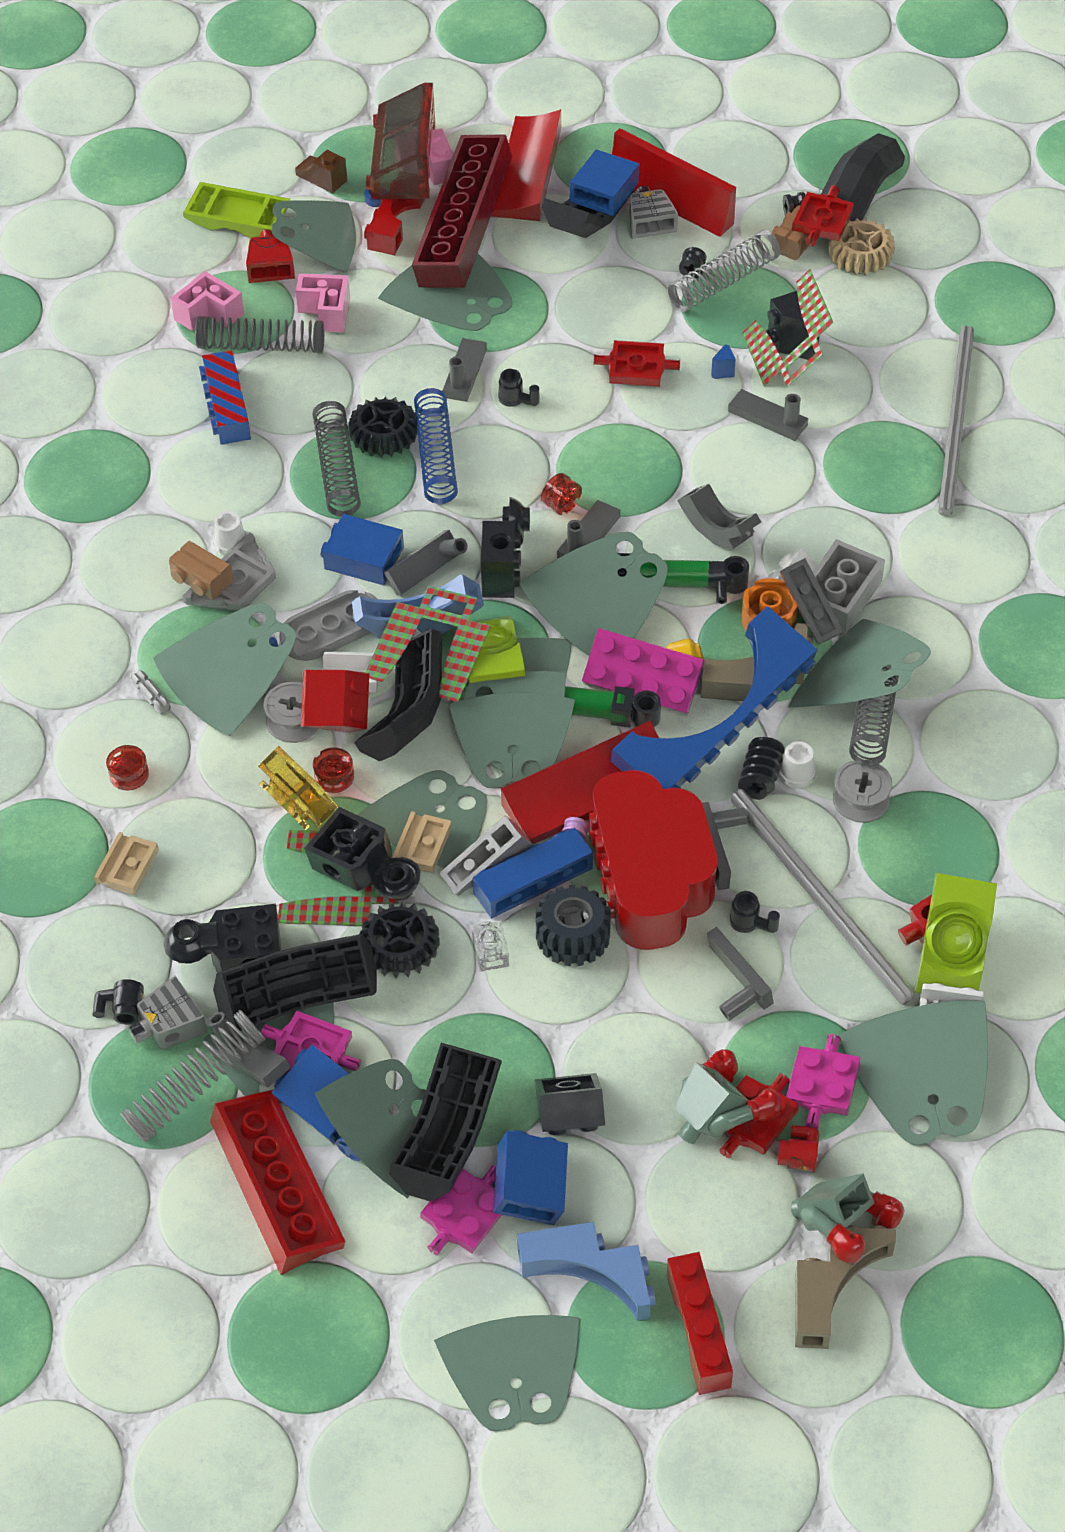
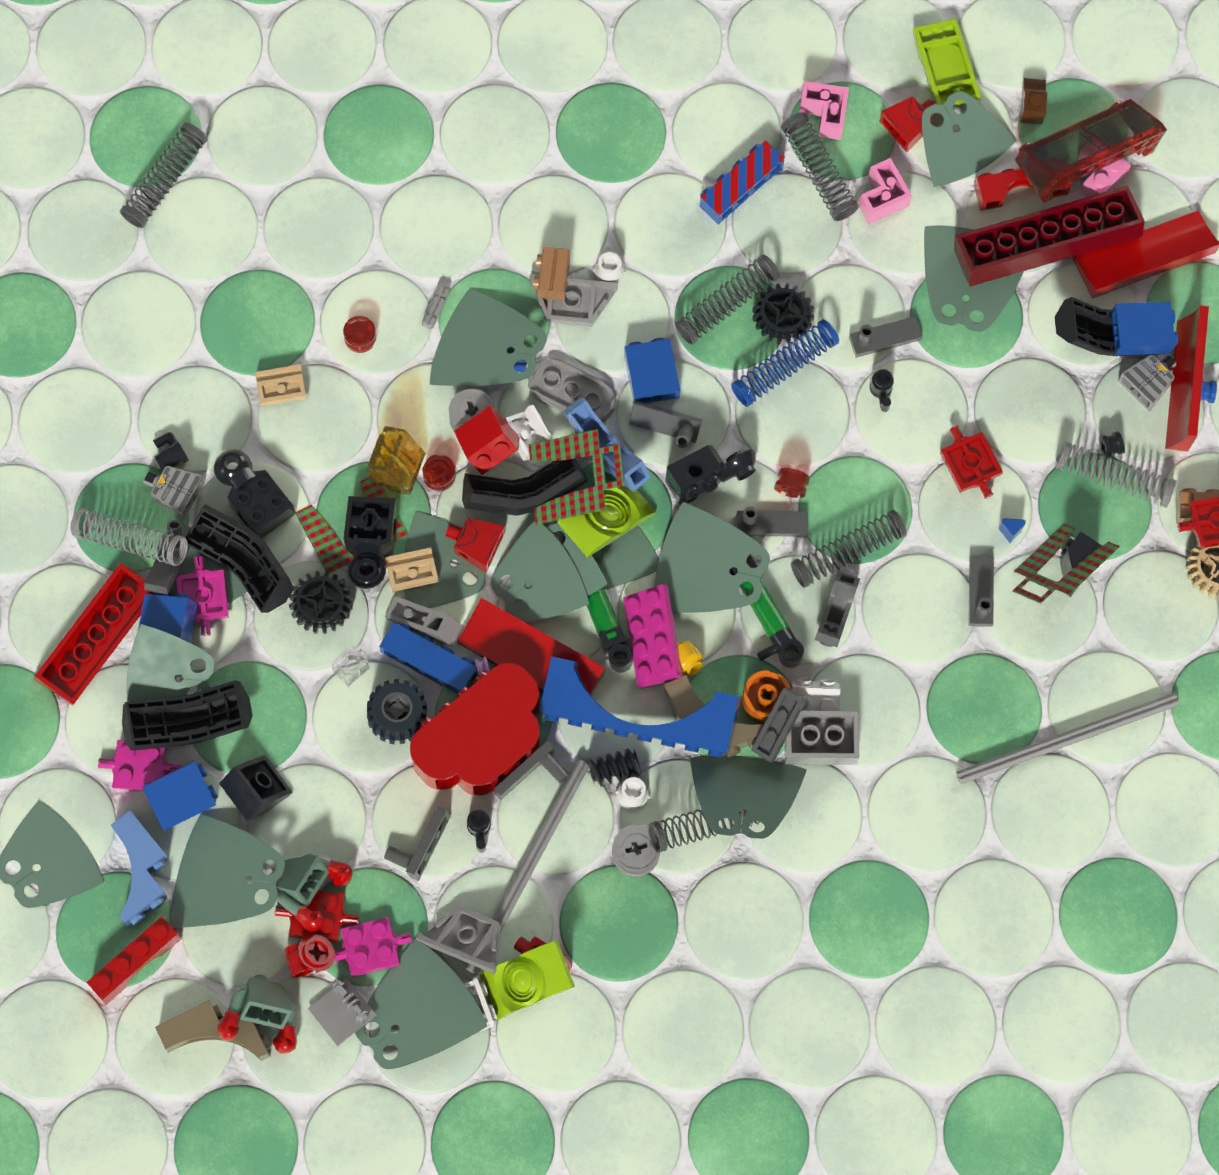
camera: 55 degrees right, 20 degrees up
(435, 770) = (476, 541): none -> red torso
(648, 1189) = (214, 875): none -> sand green piece
(659, 517) = (896, 526): none -> dark grey piece
(804, 1126) = (322, 946): none -> red gear
(871, 977) = (466, 937): none -> light grey wing
(883, 1142) = (342, 1011): none -> light grey hinge

